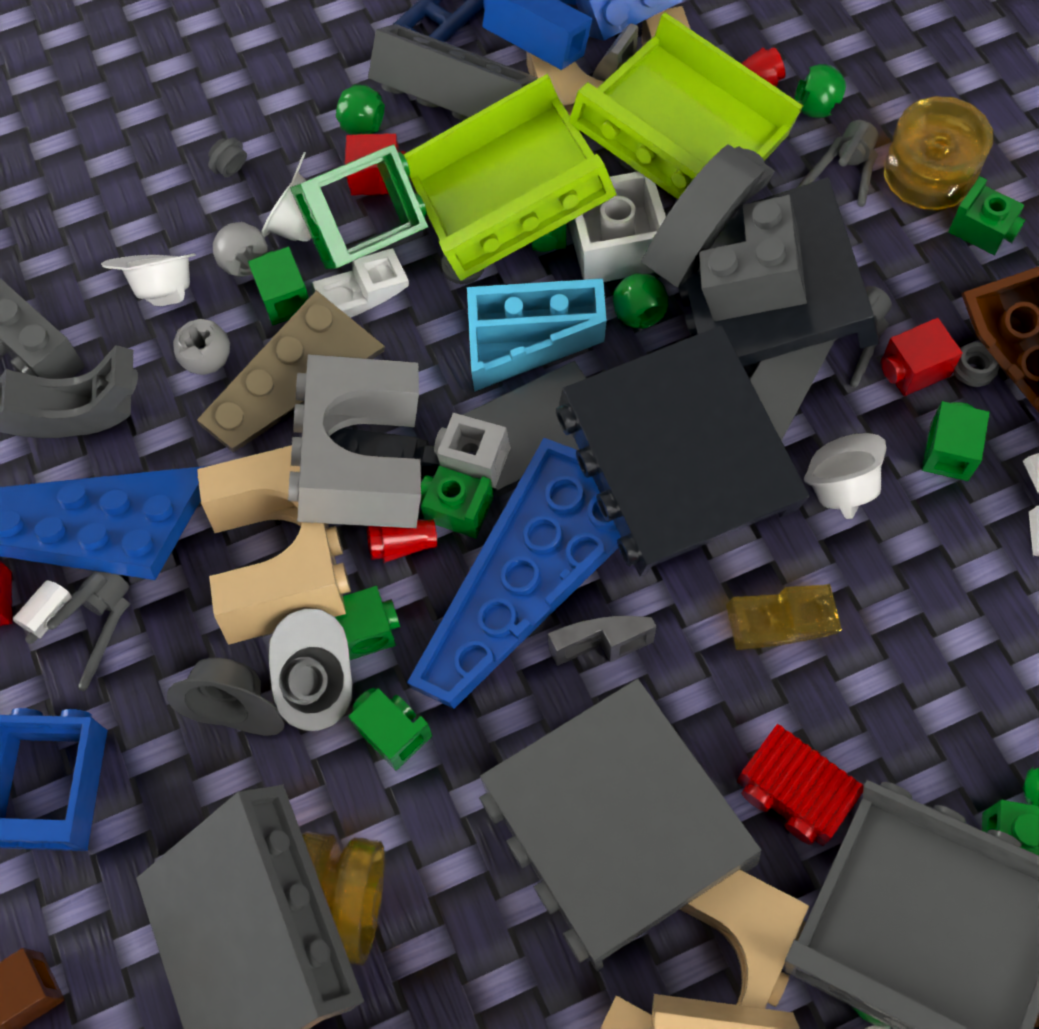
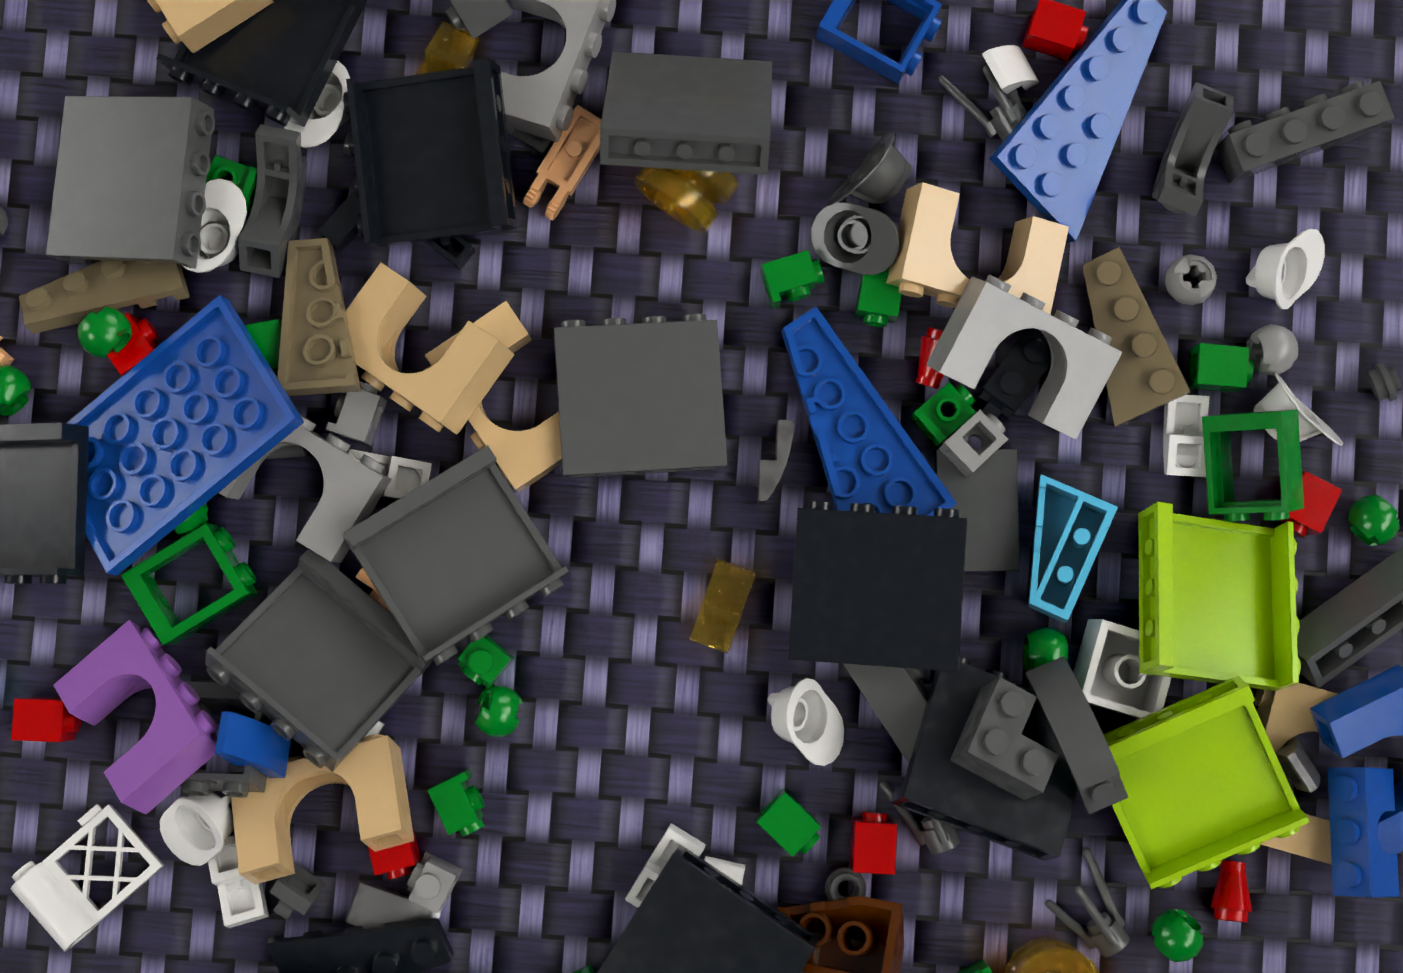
camera: 110 degrees right, 20 degrees up
(799, 787) = (596, 537): red brick -> none

